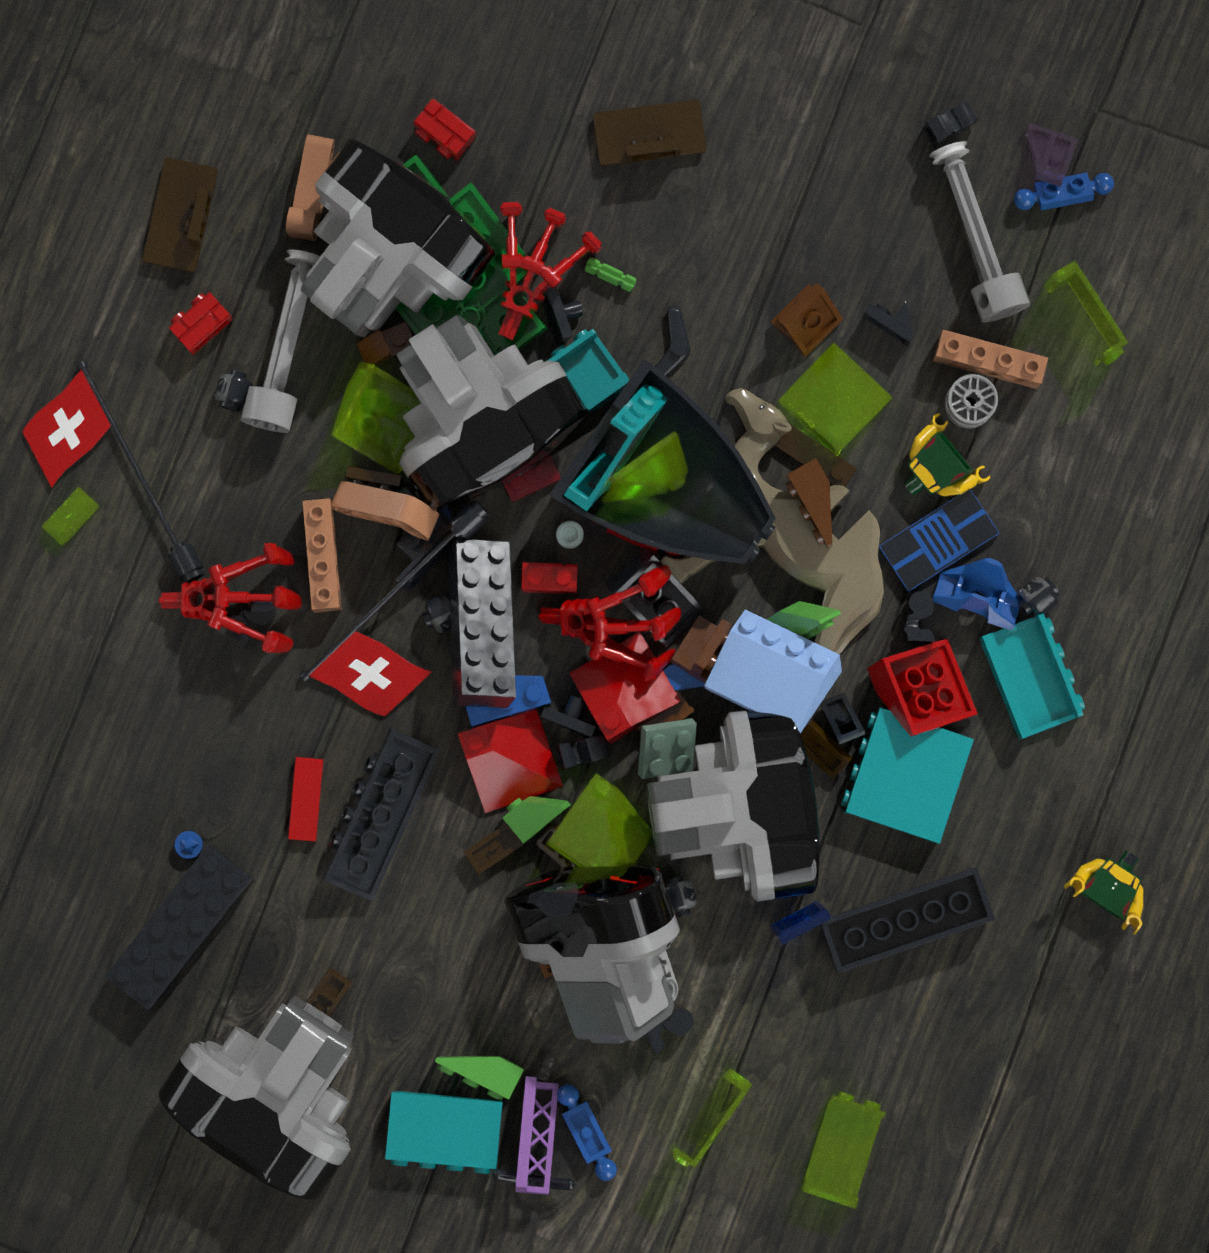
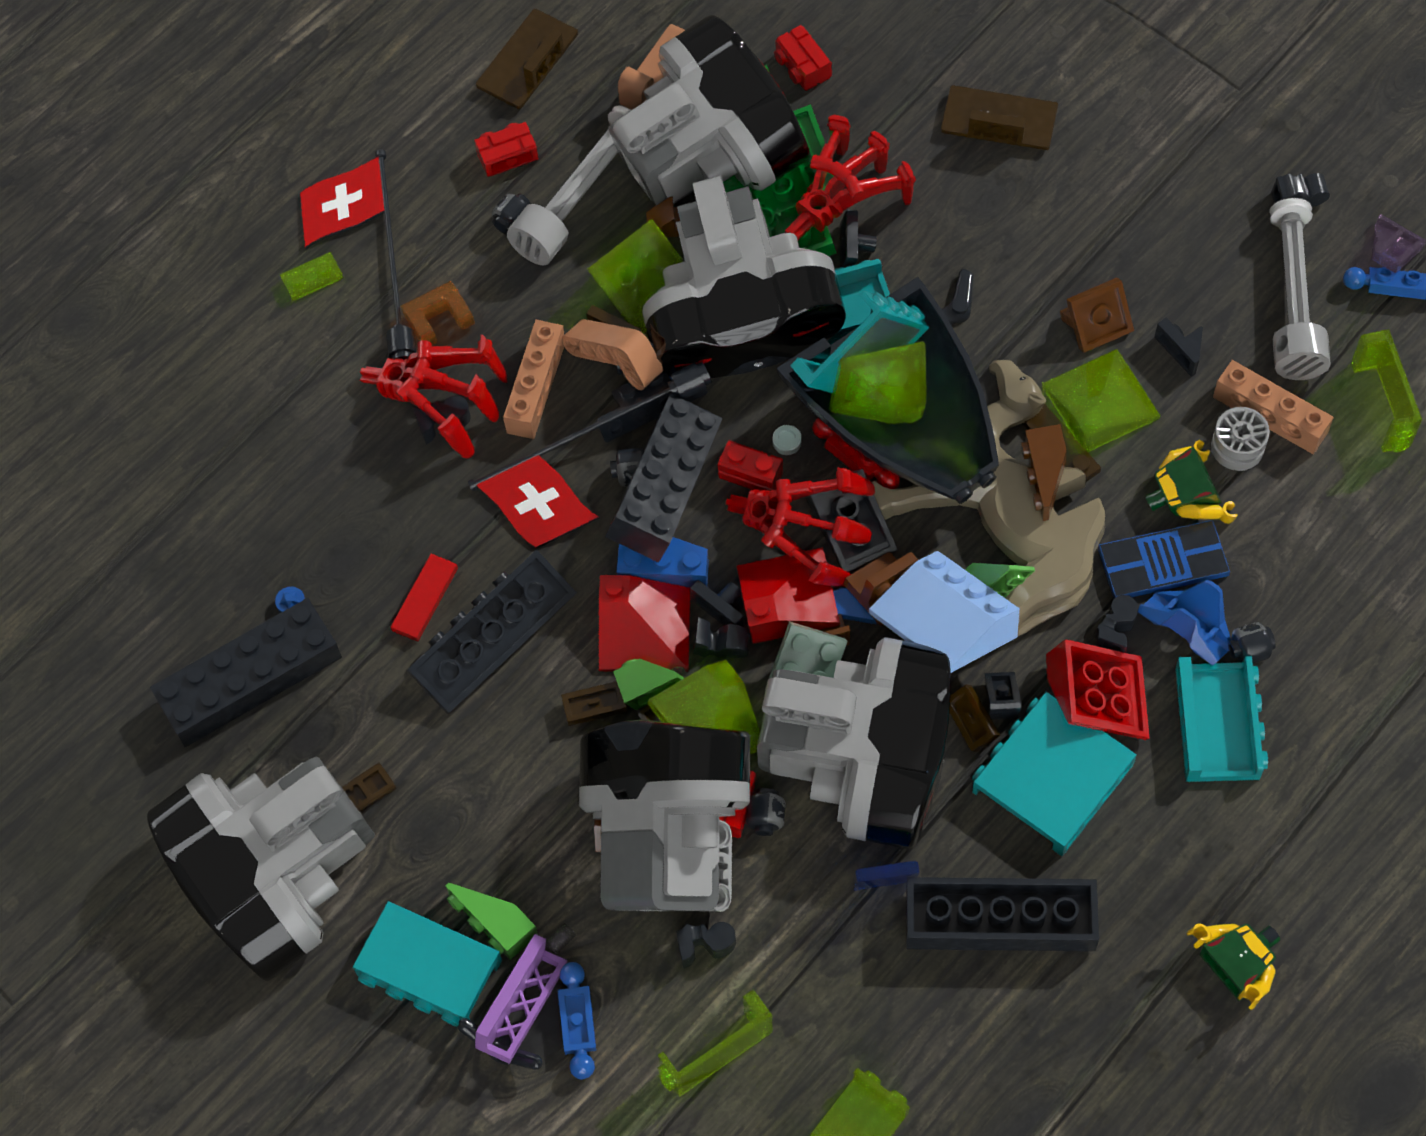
camera: 30 degrees right, 20 degrees down
(196, 510) = (432, 304): none -> clear orange connector
(533, 480) = (762, 381): dark red plate -> none
(610, 274) = (915, 224): bright green axle -> none

